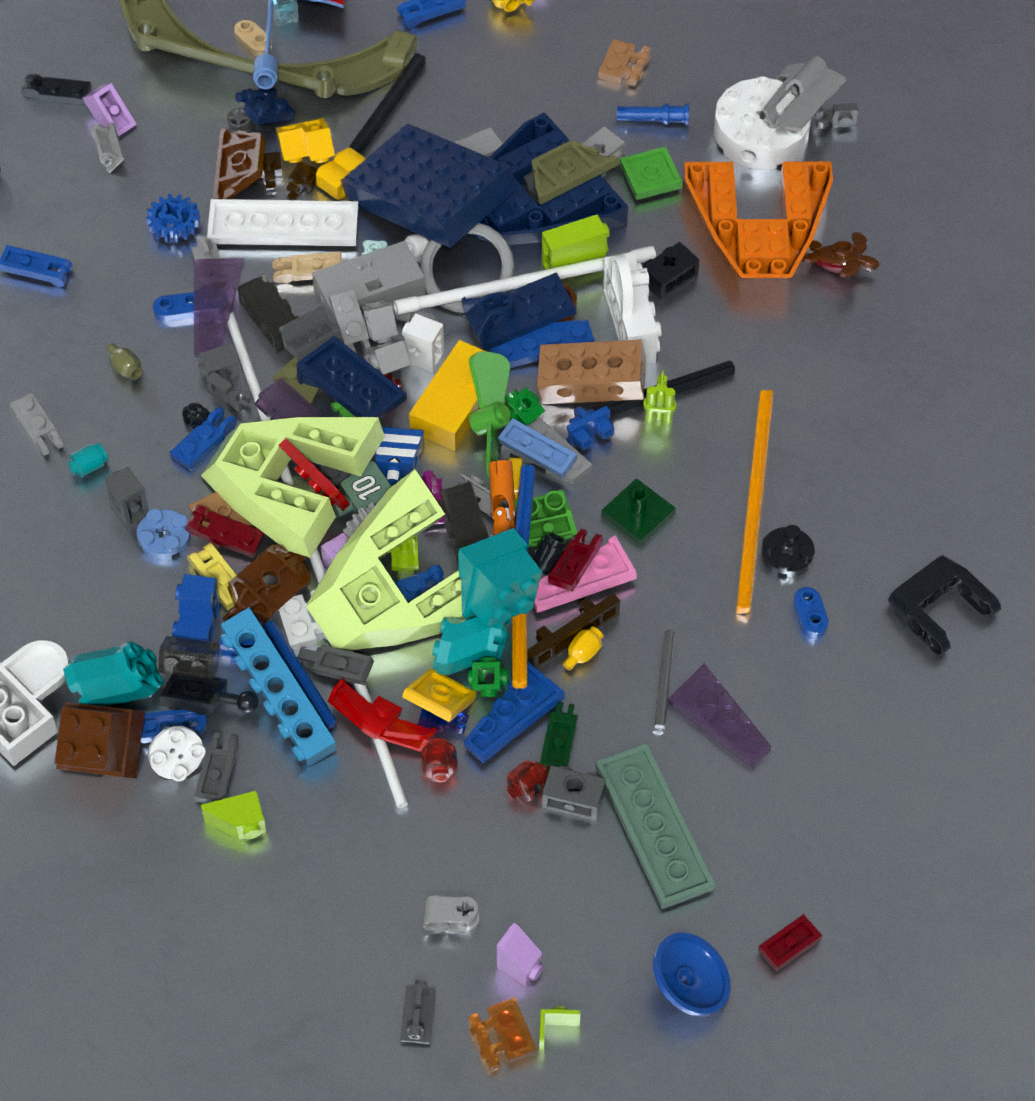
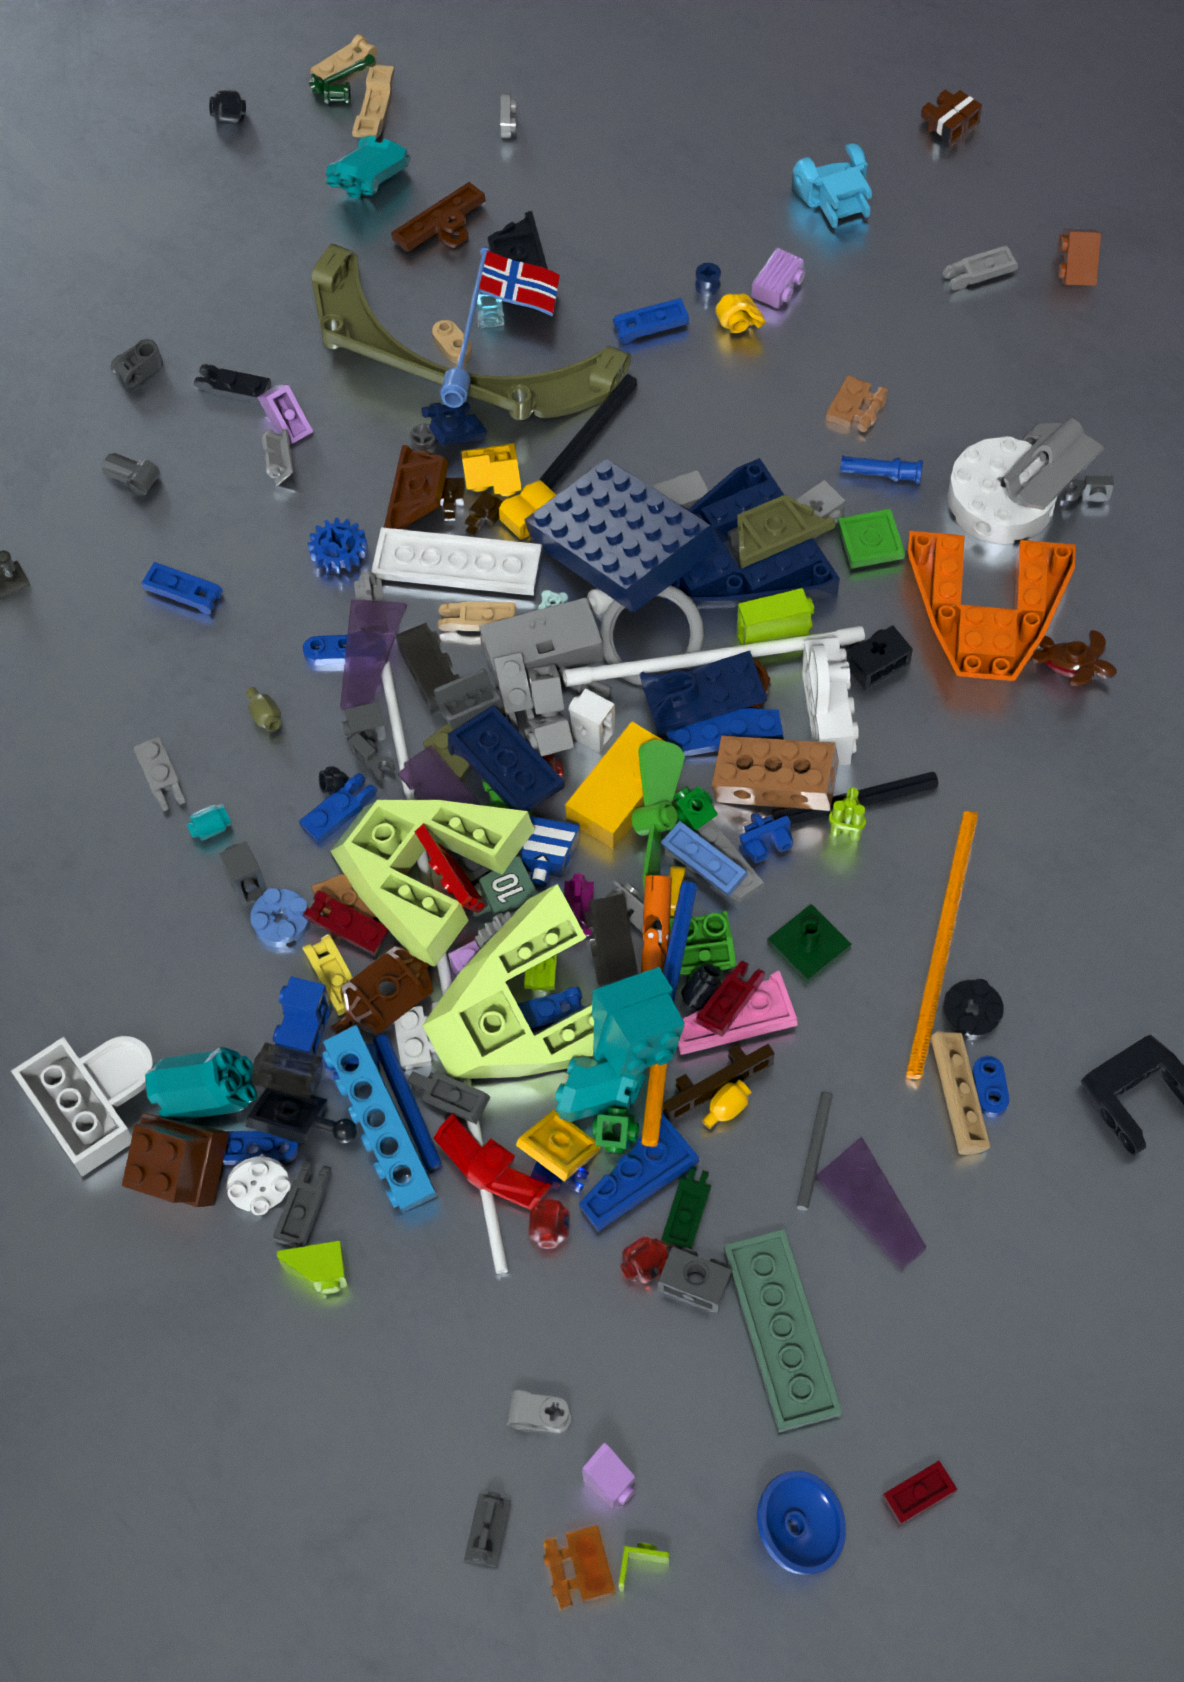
camera: 10 degrees right, 5 degrees up
(785, 619) = (960, 1093): none -> tan brick

